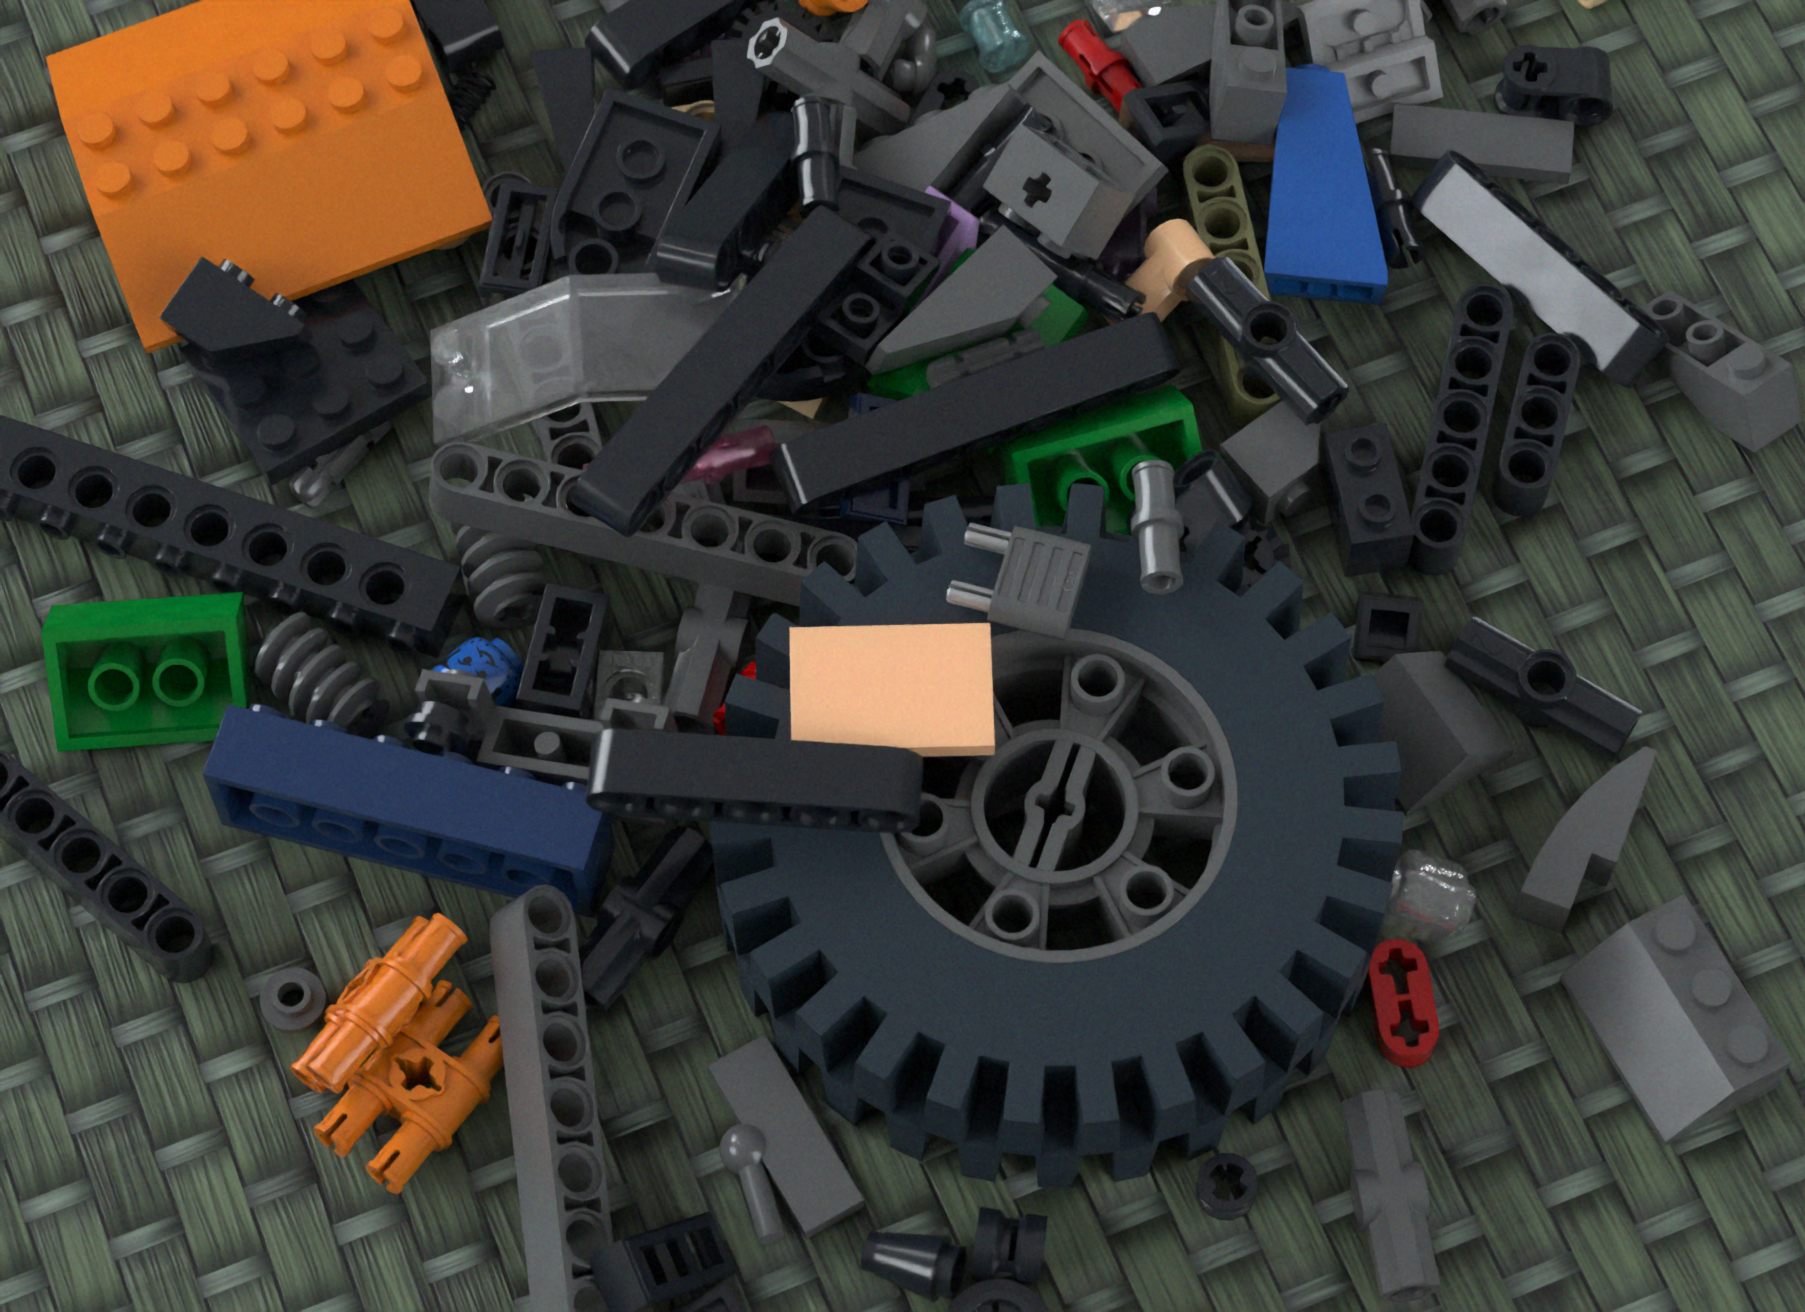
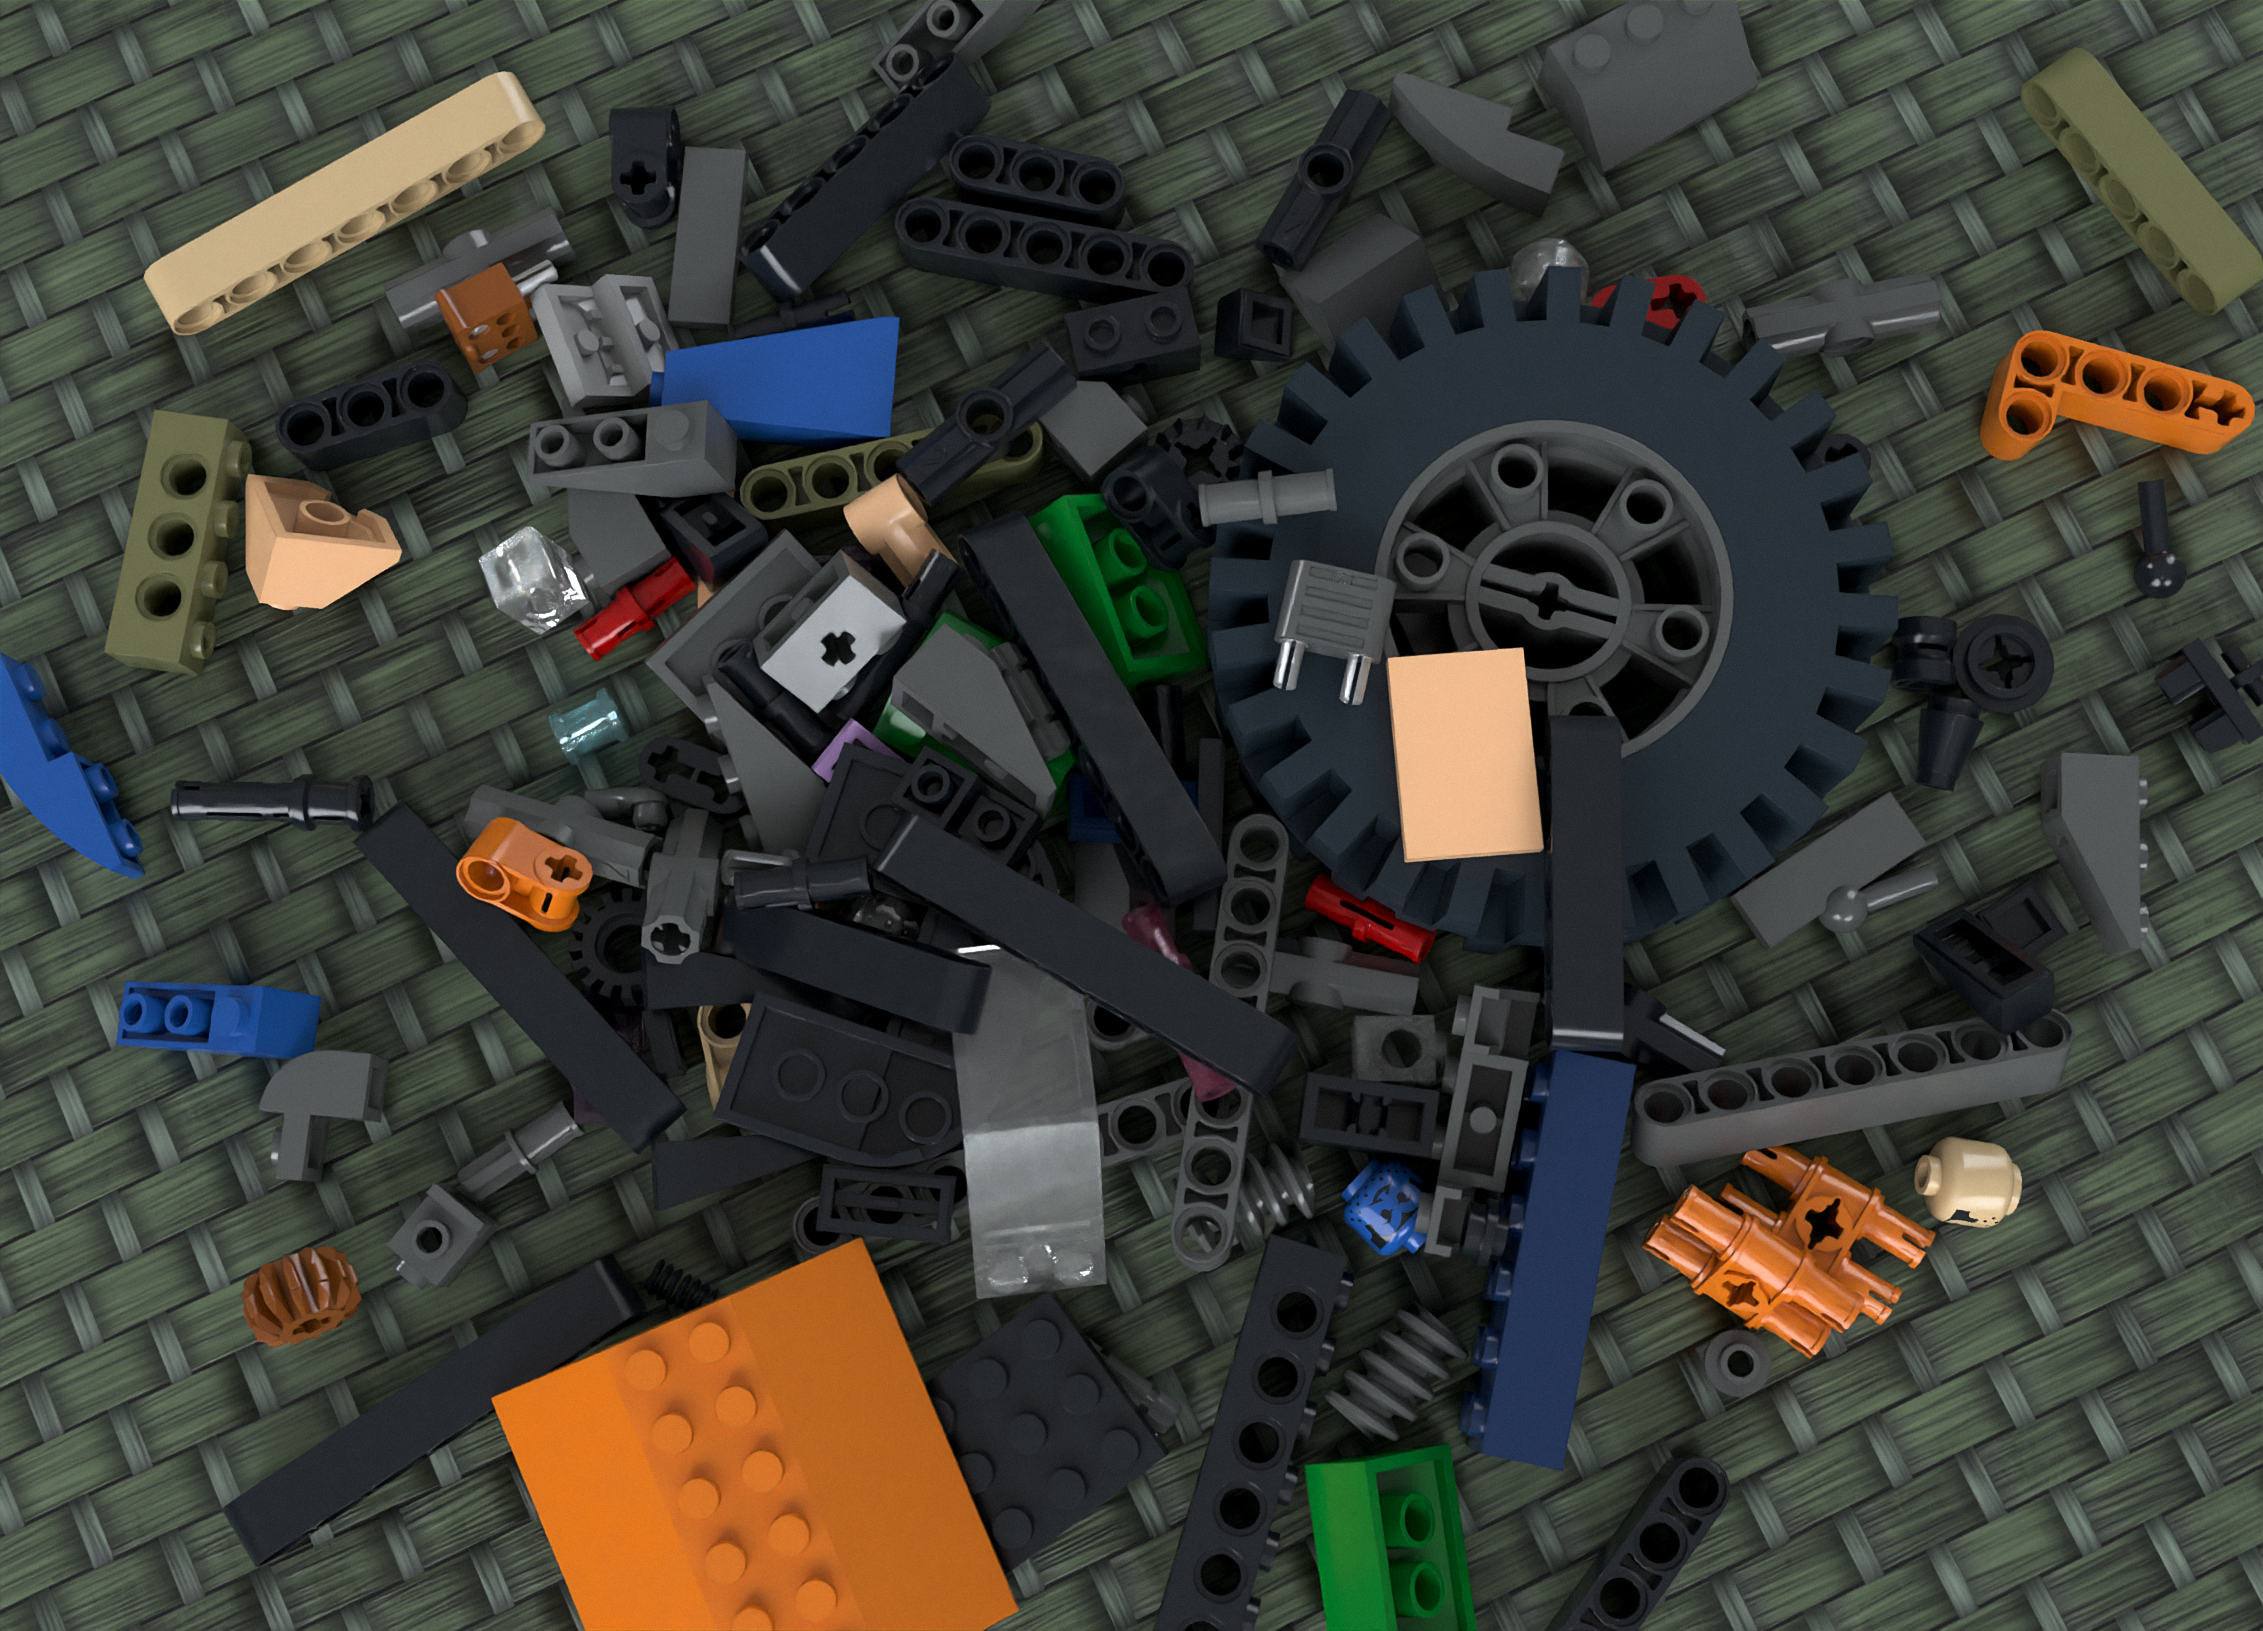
camera: 90 degrees left, 15 degrees up
(229, 319) = (1001, 1511): black slope -> none
(447, 1229) = (1968, 1182): none -> tan head

